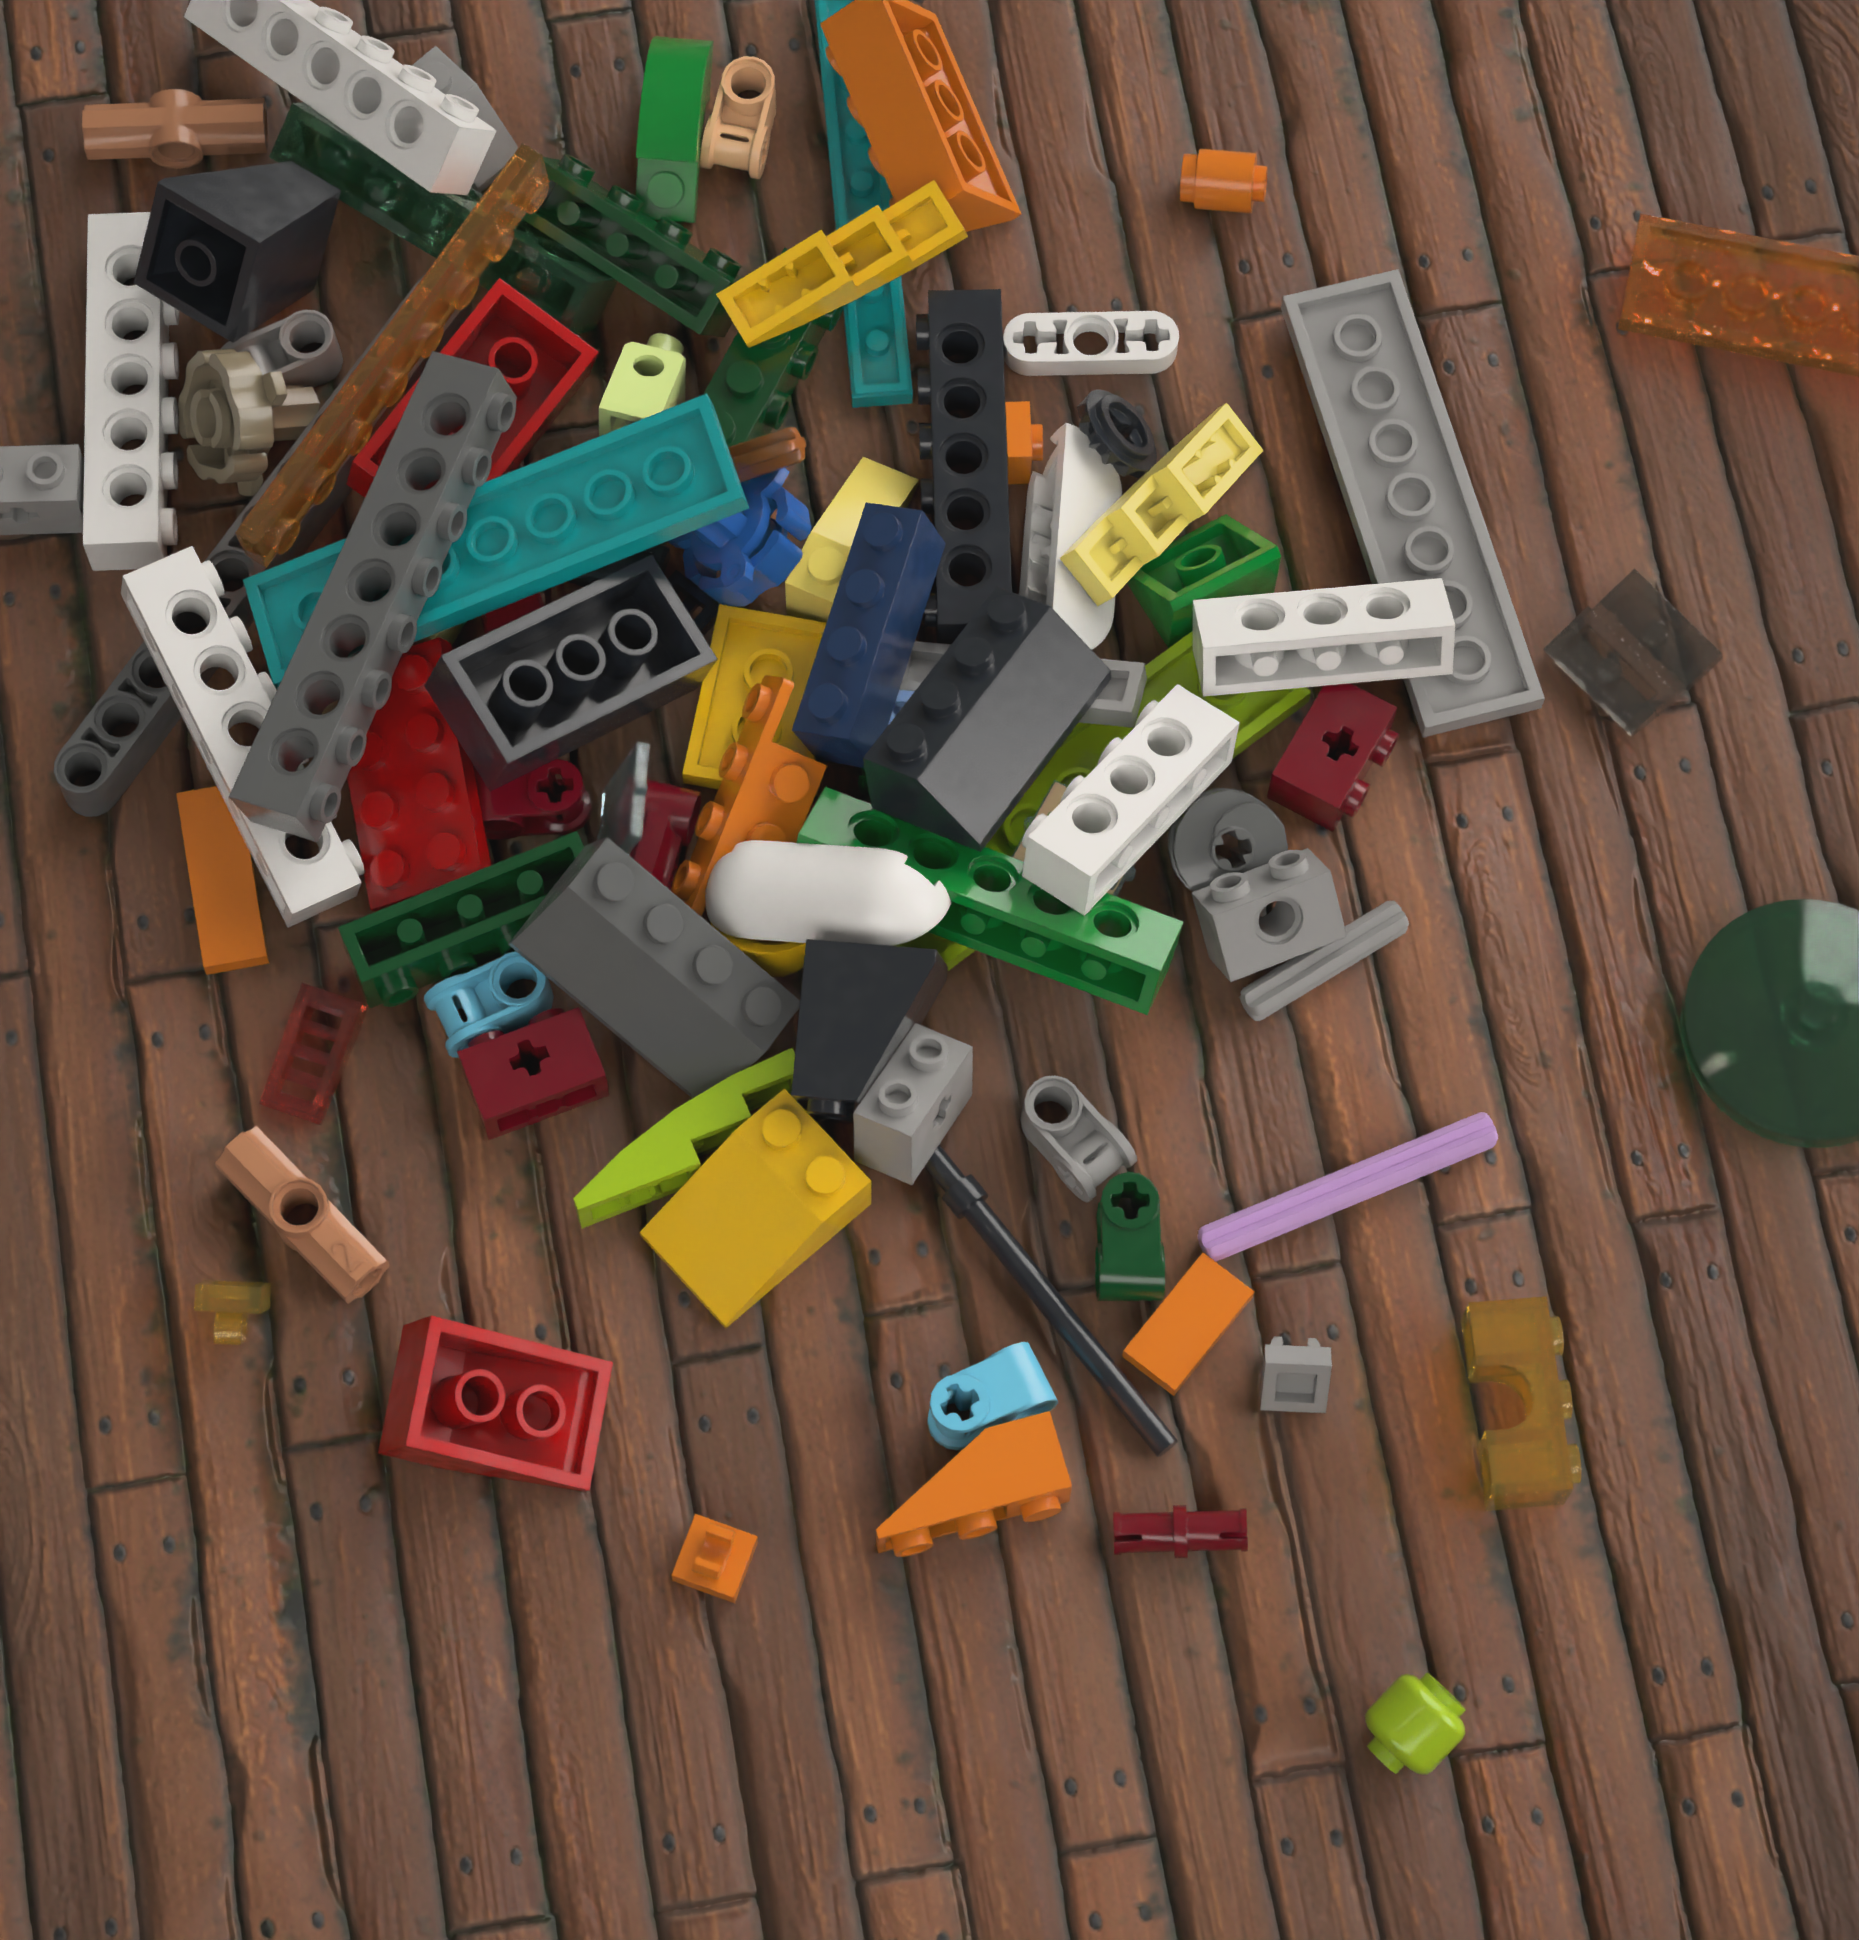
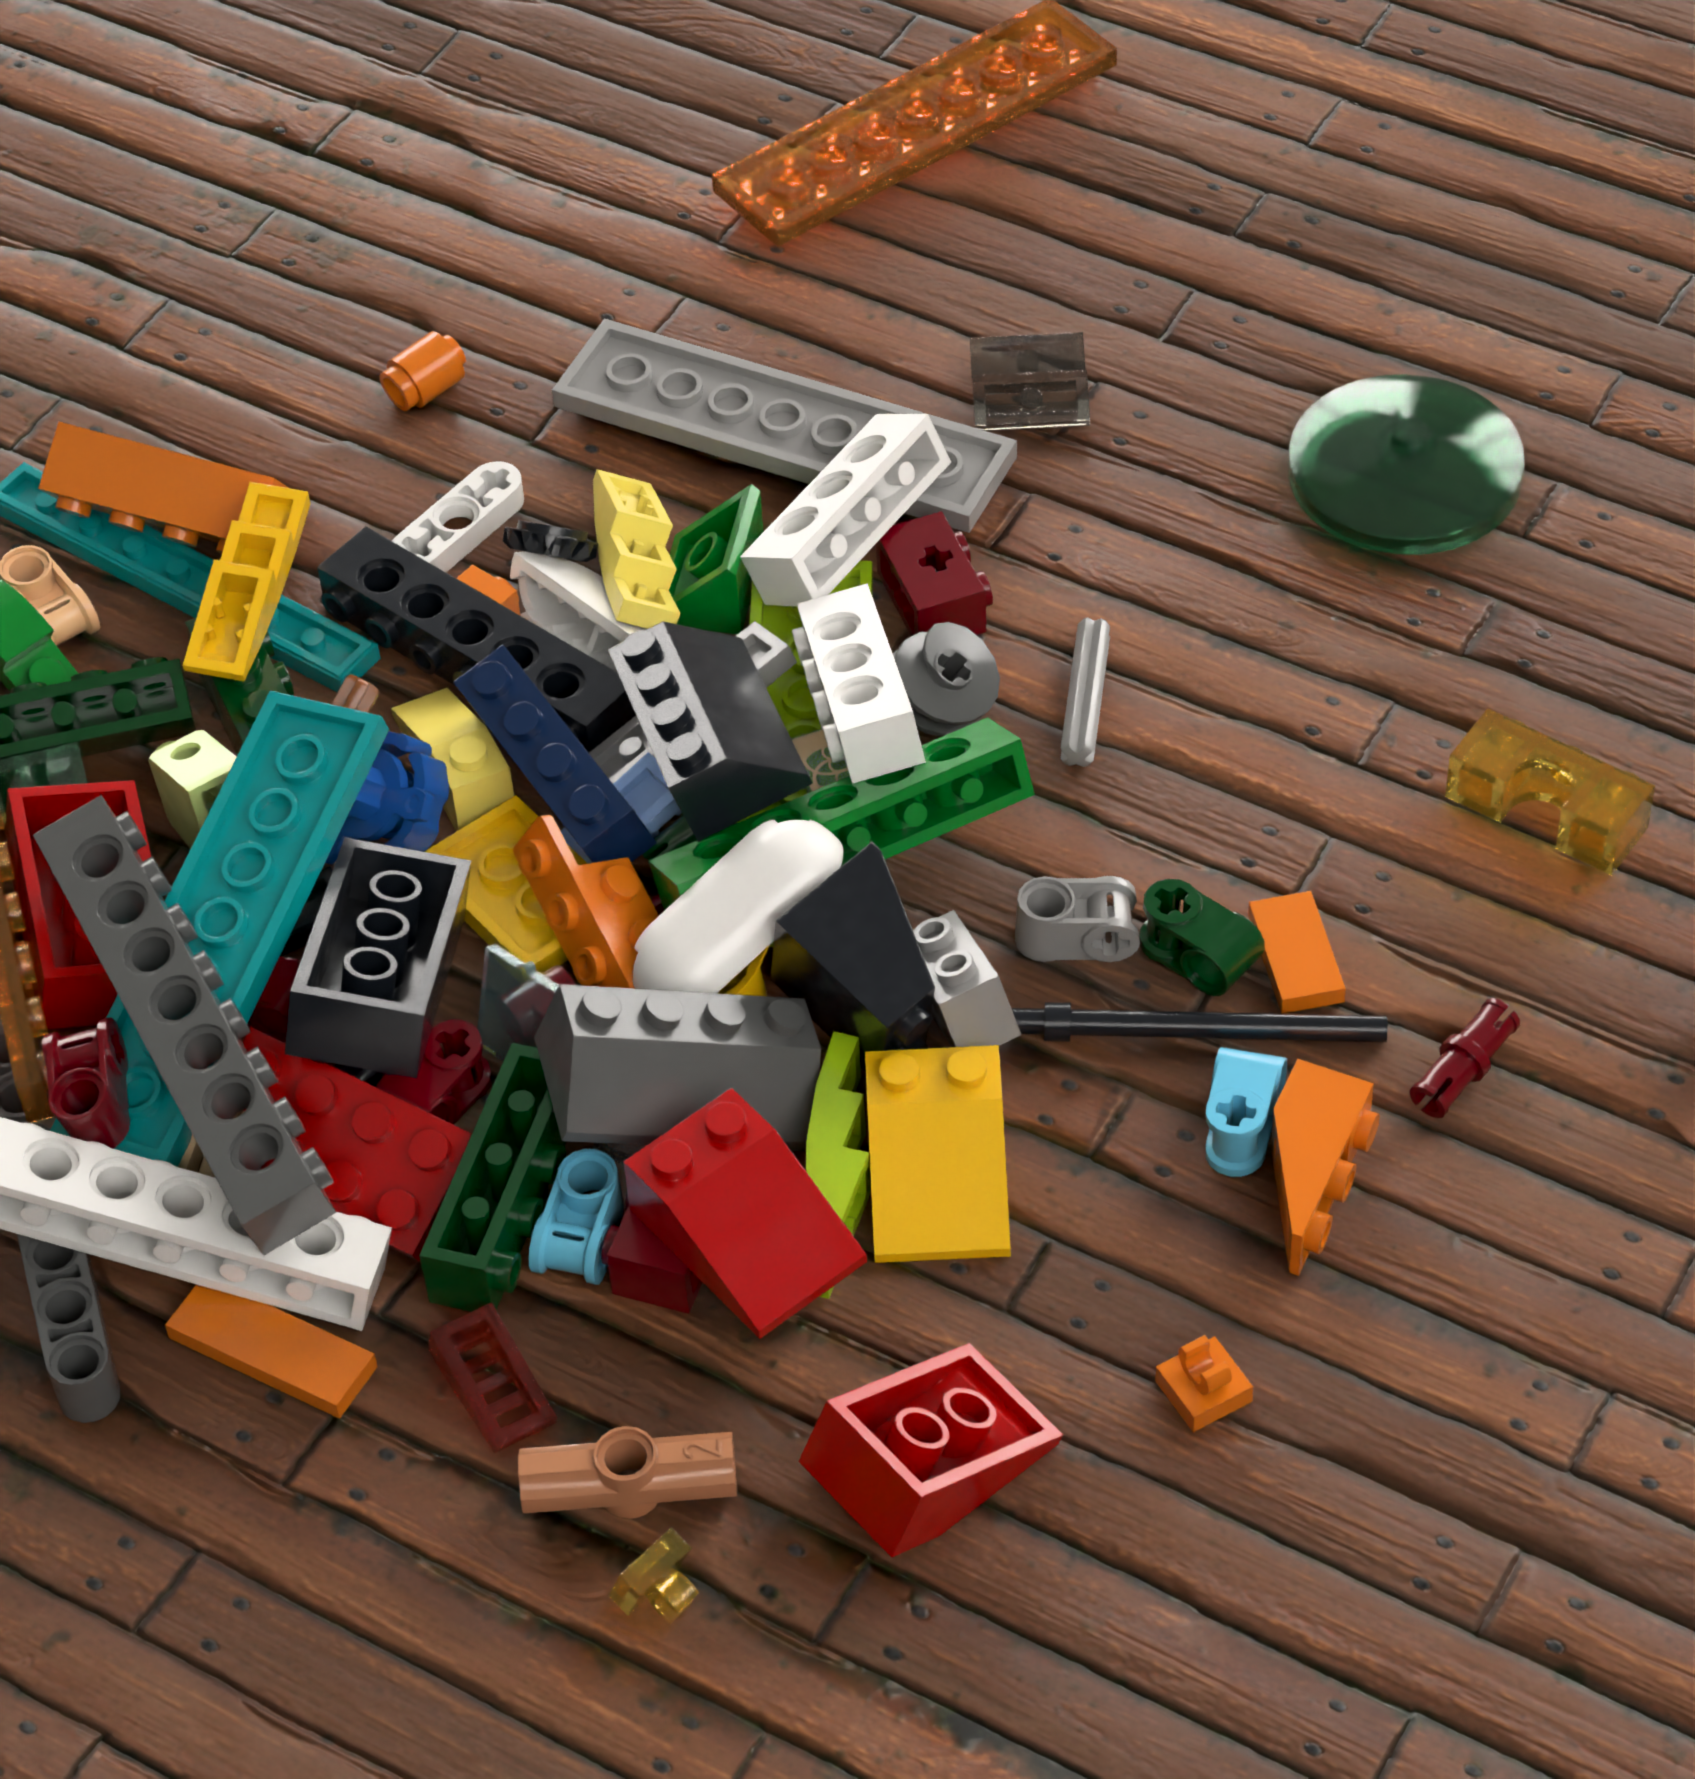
camera: 45 degrees left, 20 degrees down
(284, 573) = (89, 1082): none -> dark red piece
(552, 1124) = (741, 1213): none -> red slope
(1295, 1377) = (1404, 906): light grey tile -> none
(1301, 921) = (1025, 679): light grey brick -> none
(1347, 1186) = (1278, 789): lavender axle -> none

